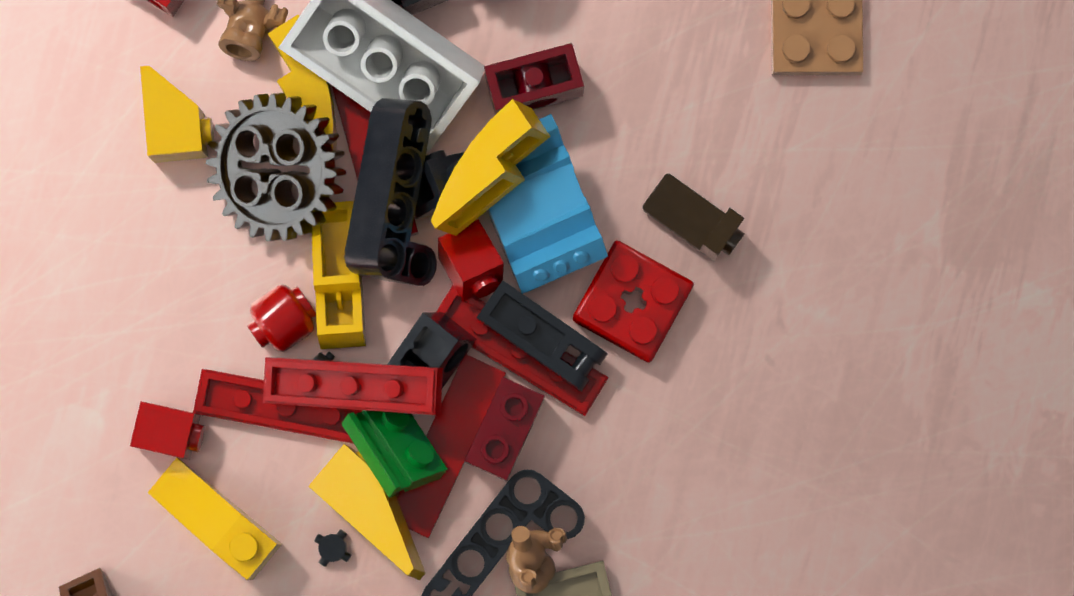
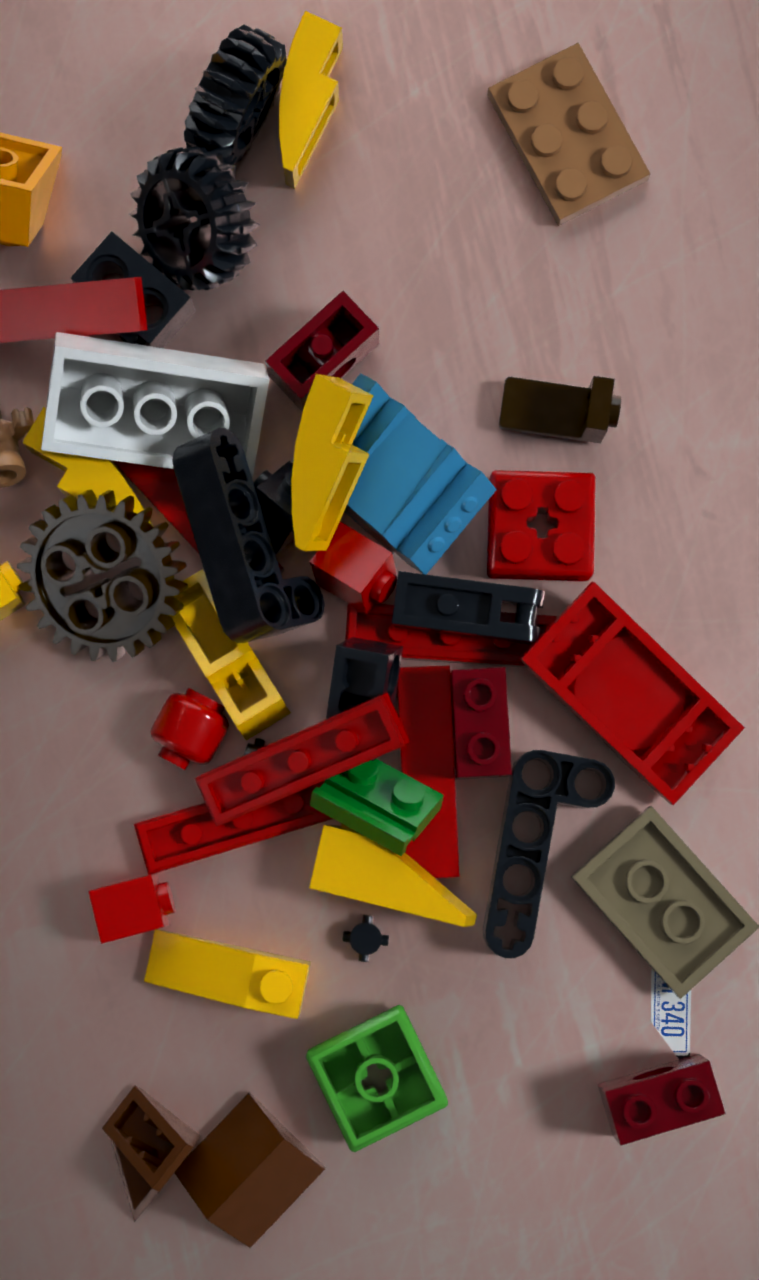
camera: 25 degrees left, 0 degrees up
(527, 559) = (575, 845): medium nougat piece -> none
(633, 466) = (631, 693): none -> red slope

